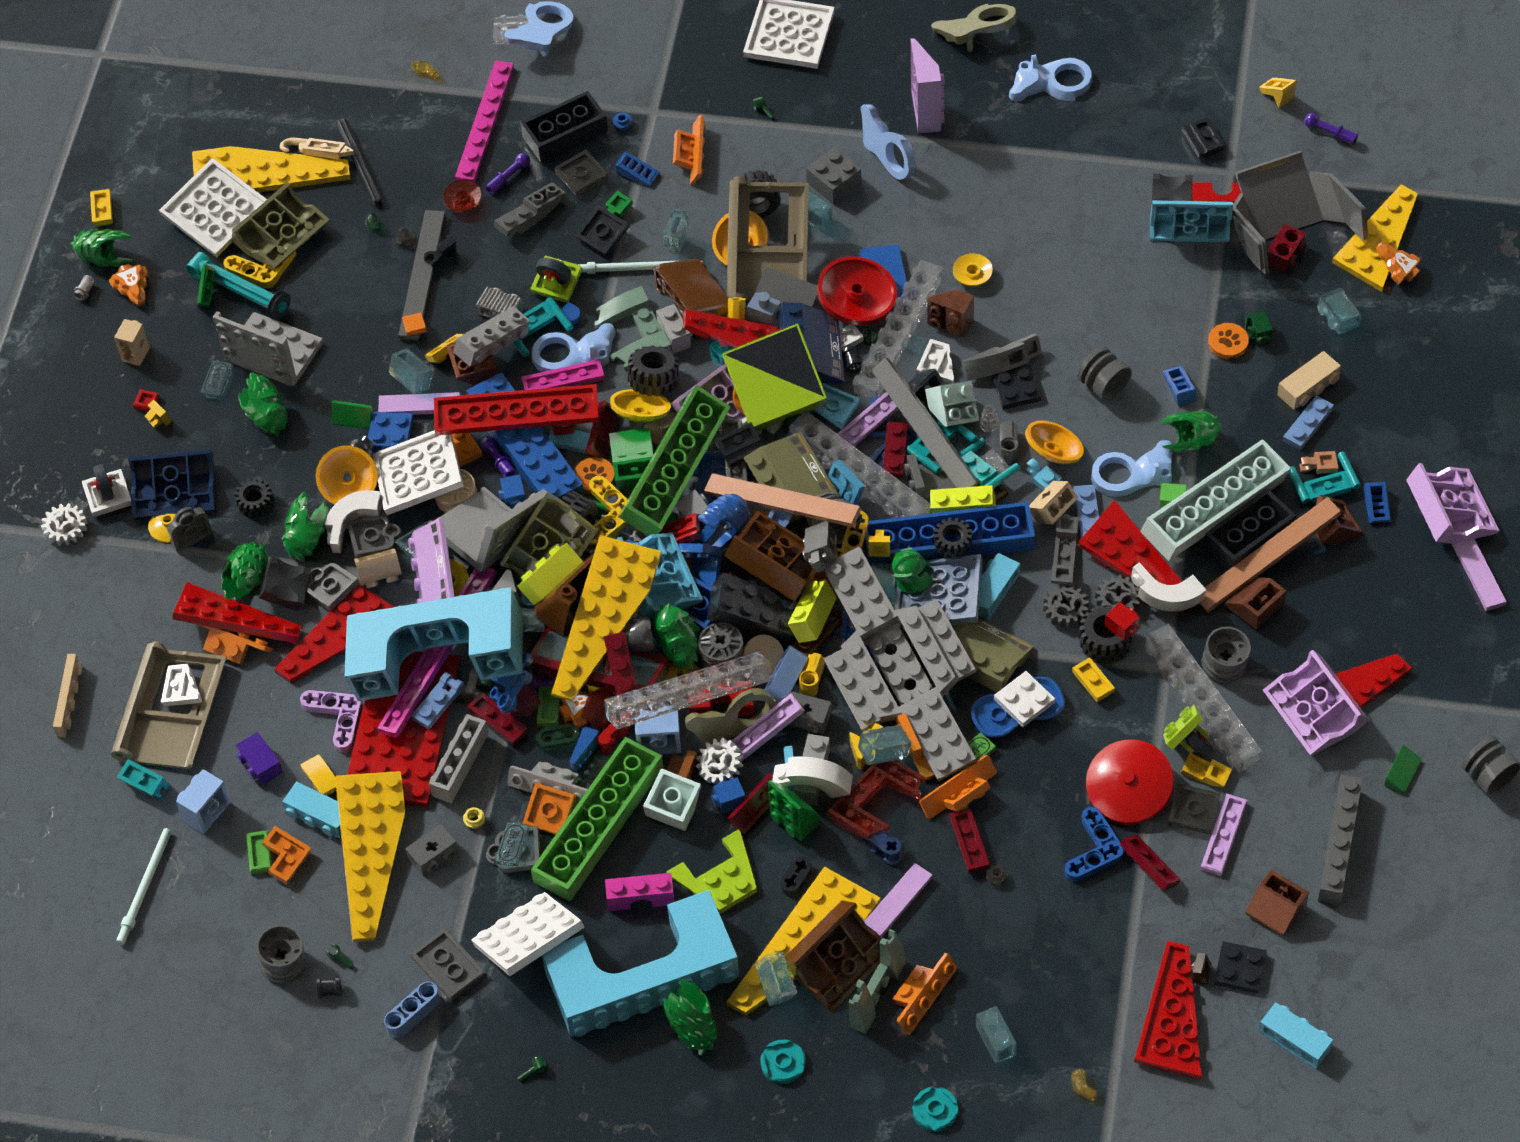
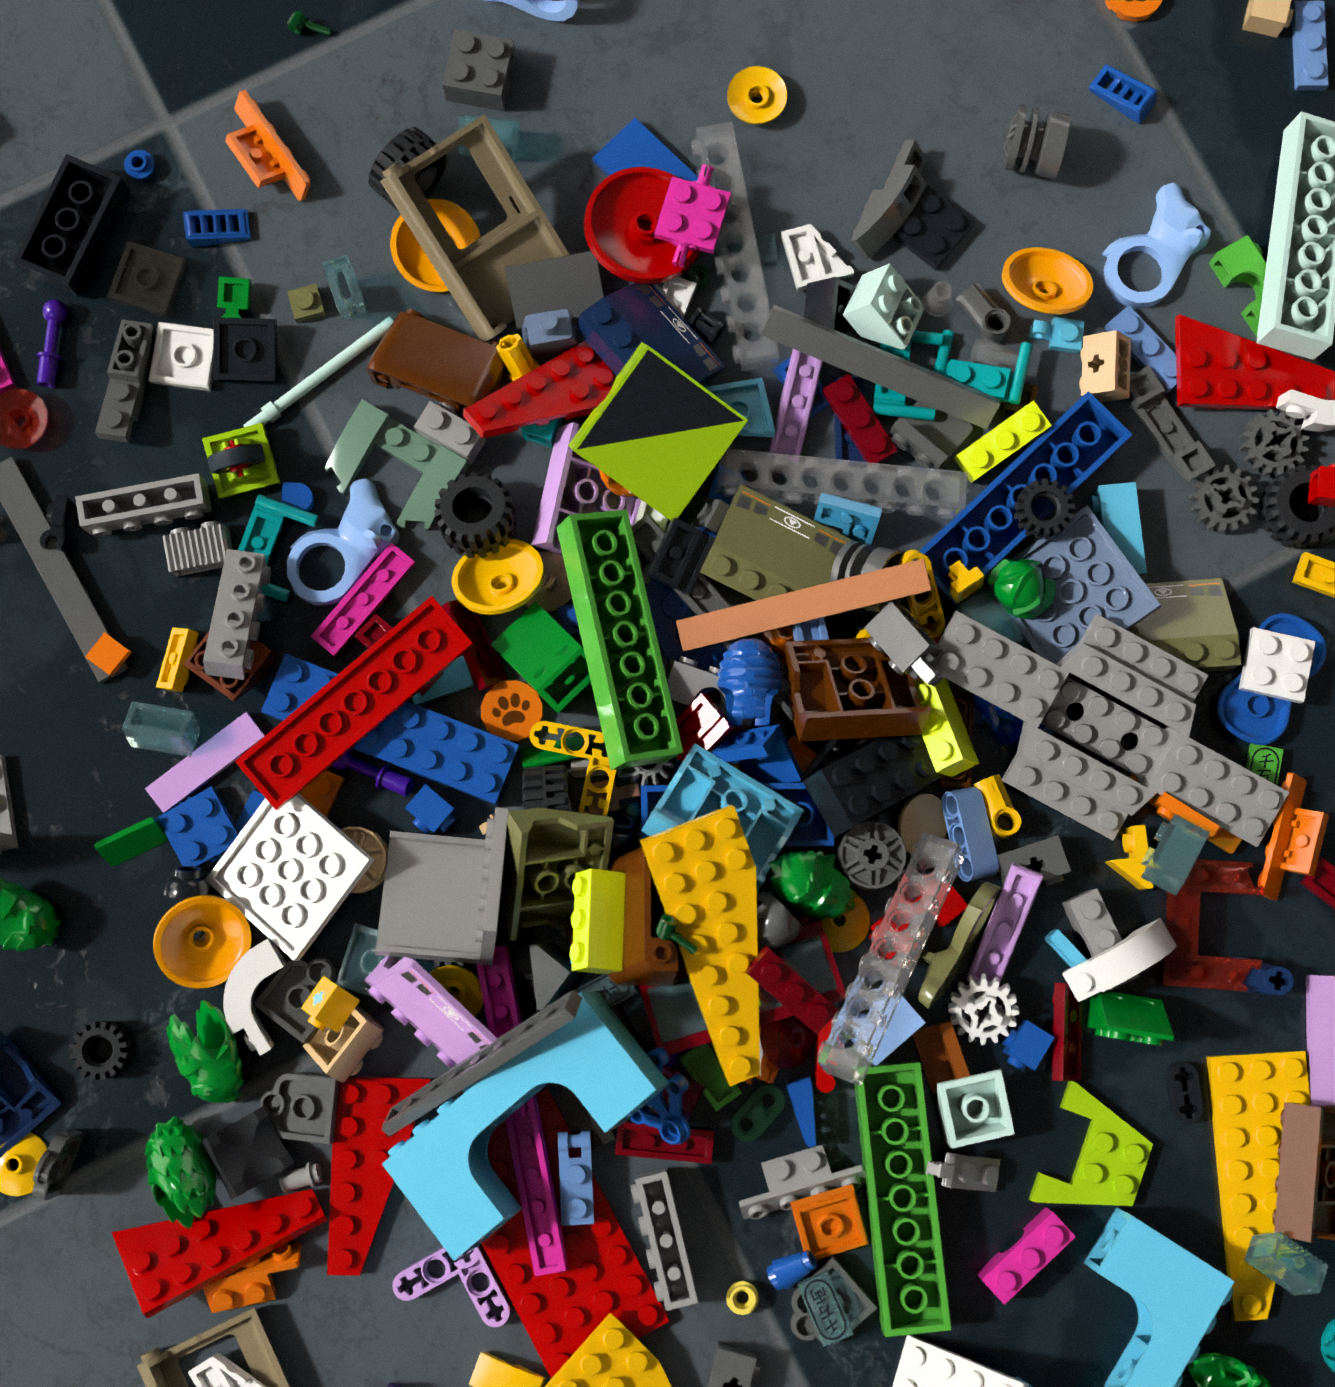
camera: 40 degrees left, 25 degrees up
(304, 618) = (301, 1177): none -> light grey pin
(383, 541) = (329, 1005): none -> yellow brick
(448, 591) = (482, 1062): none -> dark grey tile
(490, 268) = (143, 504): none -> light grey brick
(510, 815) = (789, 1270): none -> blue cone
(567, 218) = (183, 357): none -> white tile
(579, 584) = (666, 931): none -> dark green hand
(642, 828) = (966, 1172): none -> light grey hinge
(652, 230) = (306, 303): none -> olive plate
(773, 437) = (709, 515): none -> dark grey plate
(883, 297) = (692, 215): none -> dark pink plate
(951, 311) = (786, 177): copper slope -> none
(1193, 430) = (1198, 154): green head -> none

